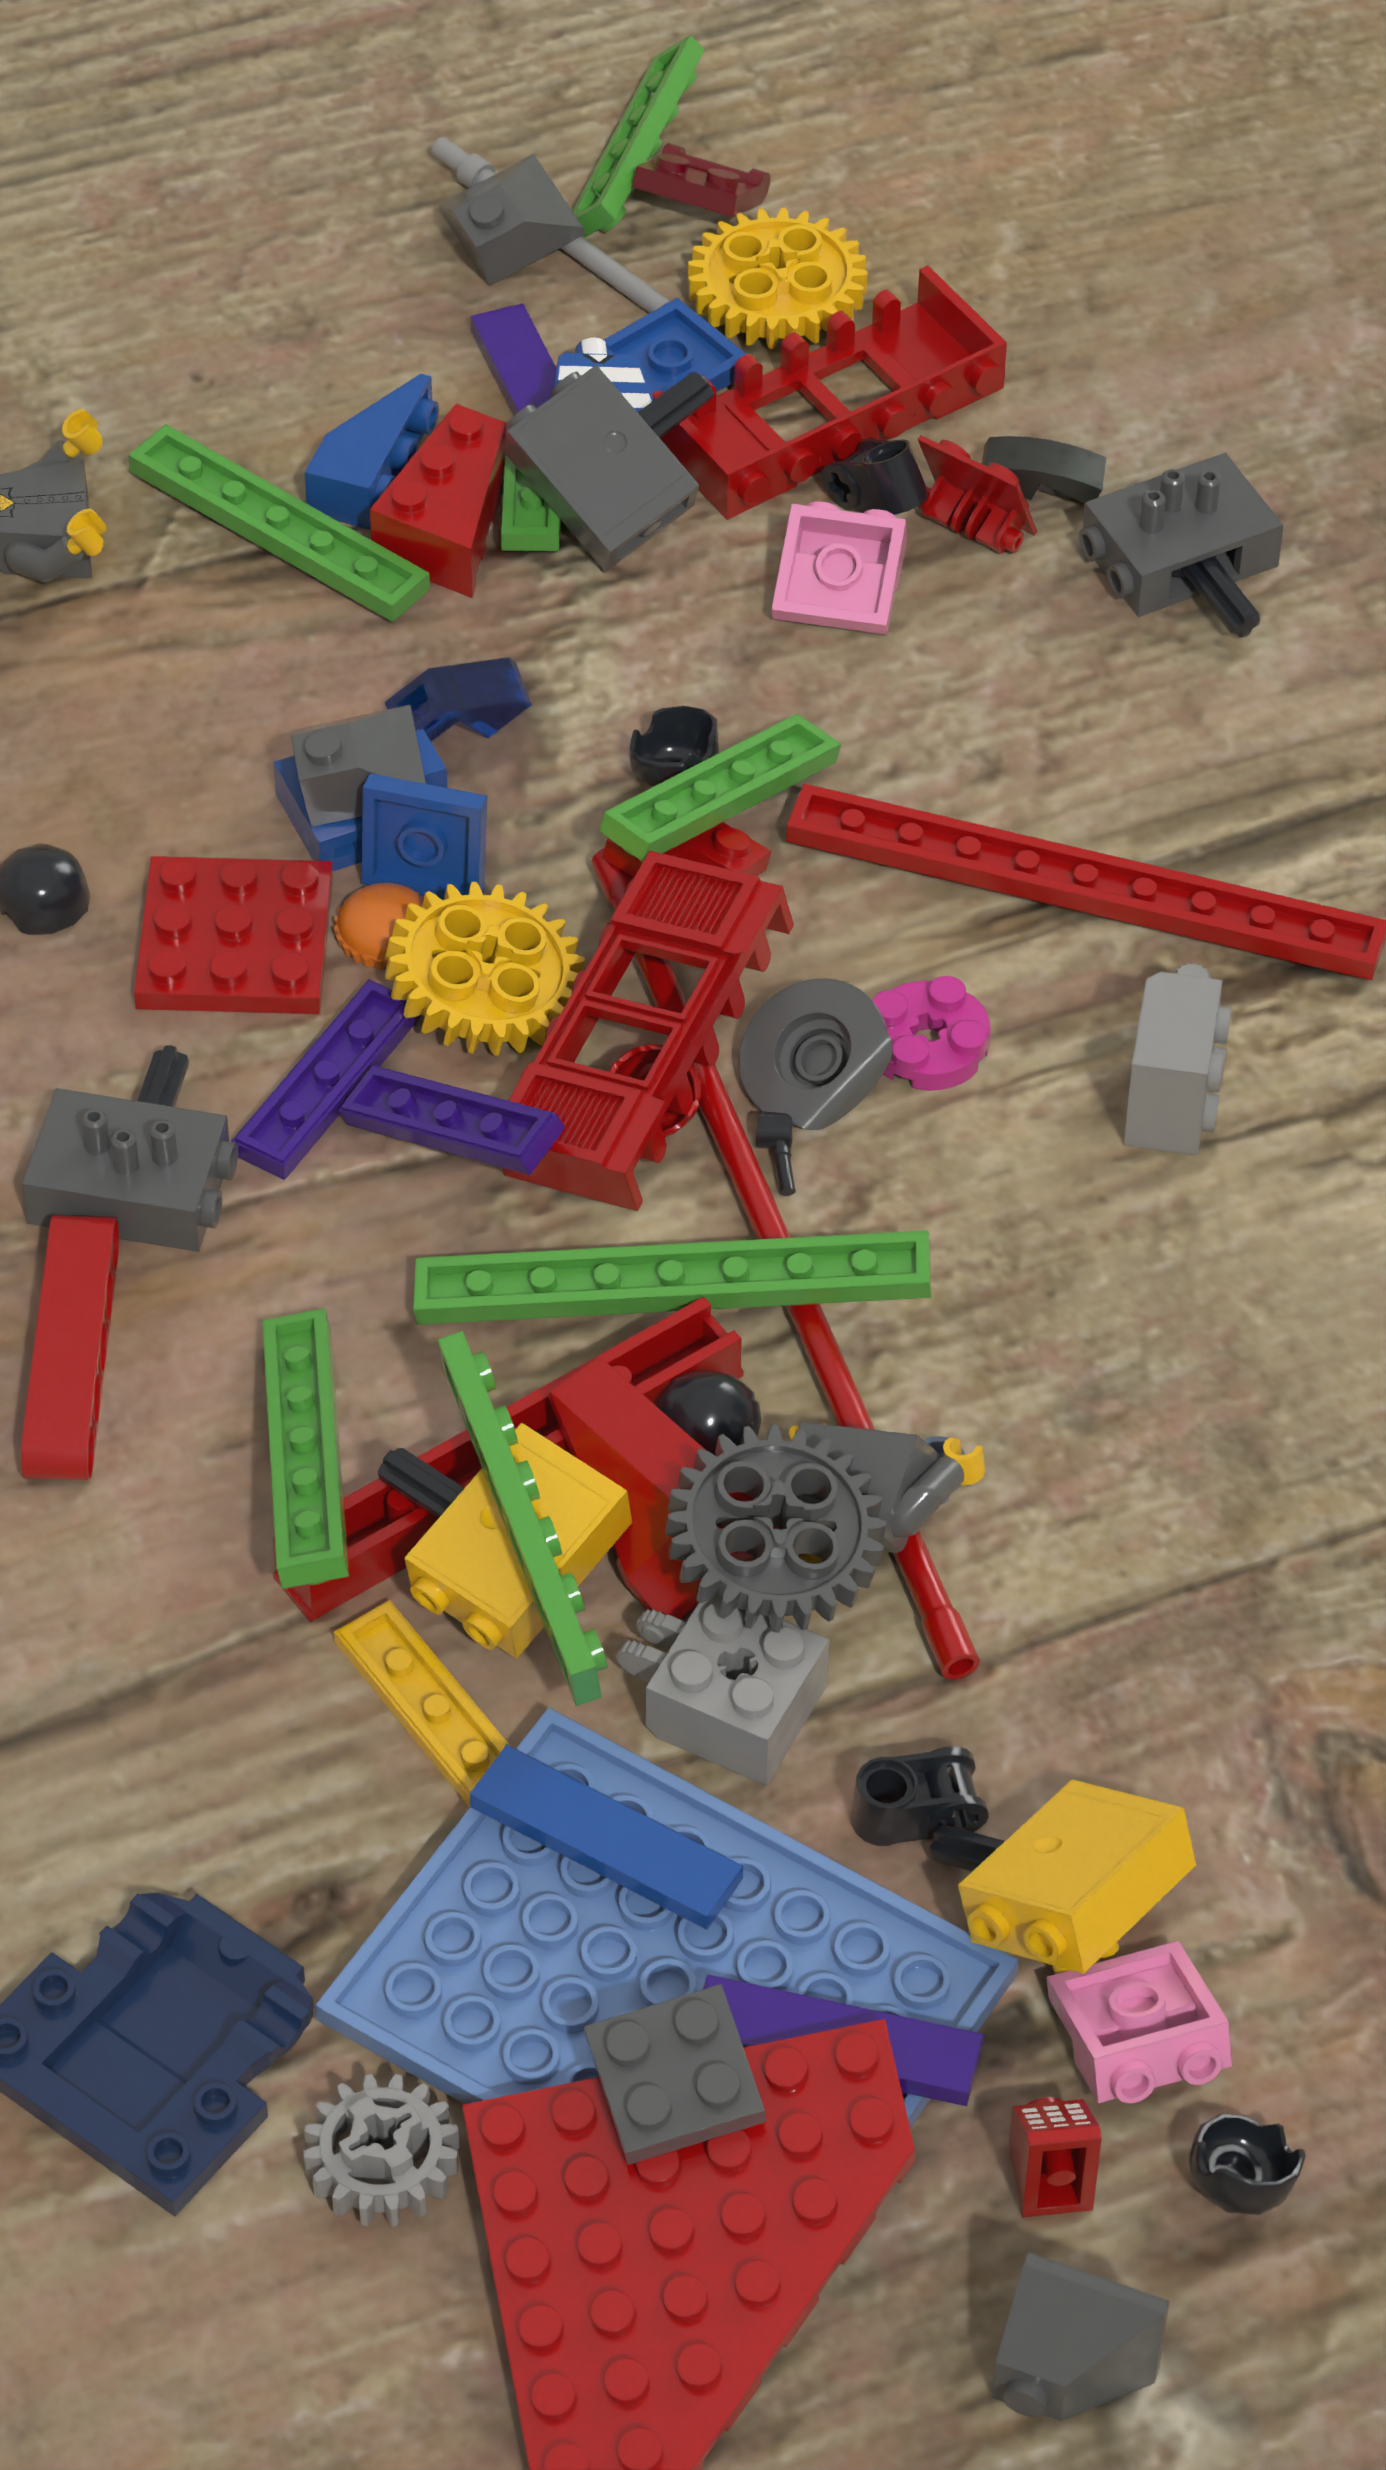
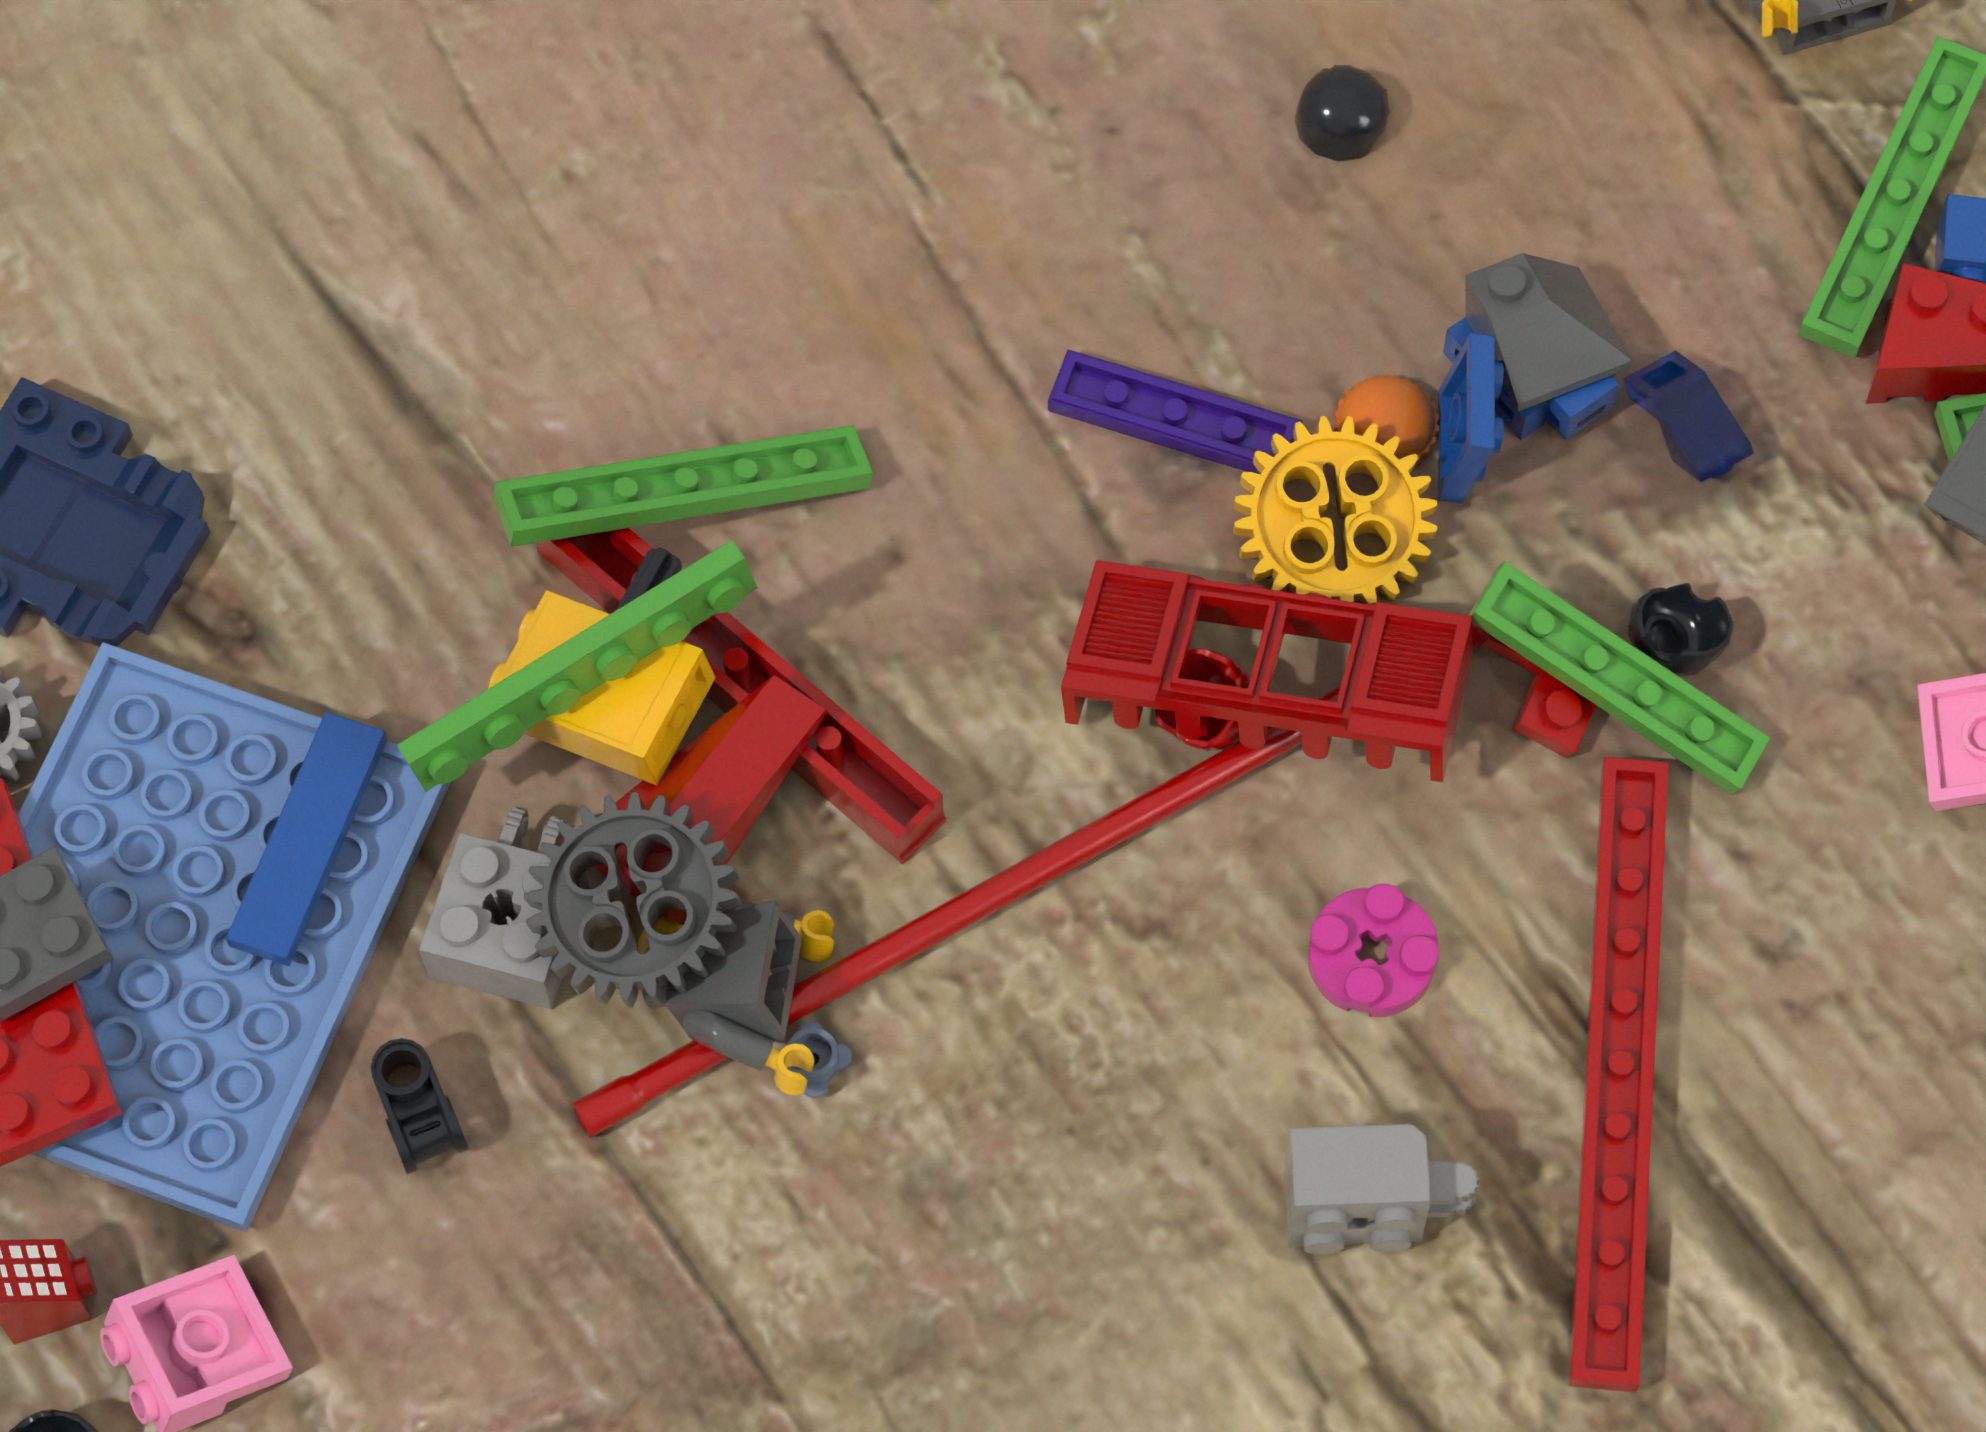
camera: 80 degrees right, 15 degrees up
(70, 1348) = (787, 274): red beam -> none
(133, 1160) = (1011, 269): dark grey piece -> none
(234, 935) = (1335, 293): red plate -> none
(422, 1695) = (459, 665): yellow tile -> none
(451, 1119) = (1110, 524): dark purple tile -> none
(672, 1277) = (971, 771): bright green plate -> none
(711, 1405) = (812, 835): black hair -> none
(775, 1132) = (1200, 836): black hand -> none
(814, 1052) = (1295, 839): dark grey hat -> none
(928, 2056) = (130, 1035): dark purple tile -> none
(1069, 1874) = (313, 1243): yellow piece -> none

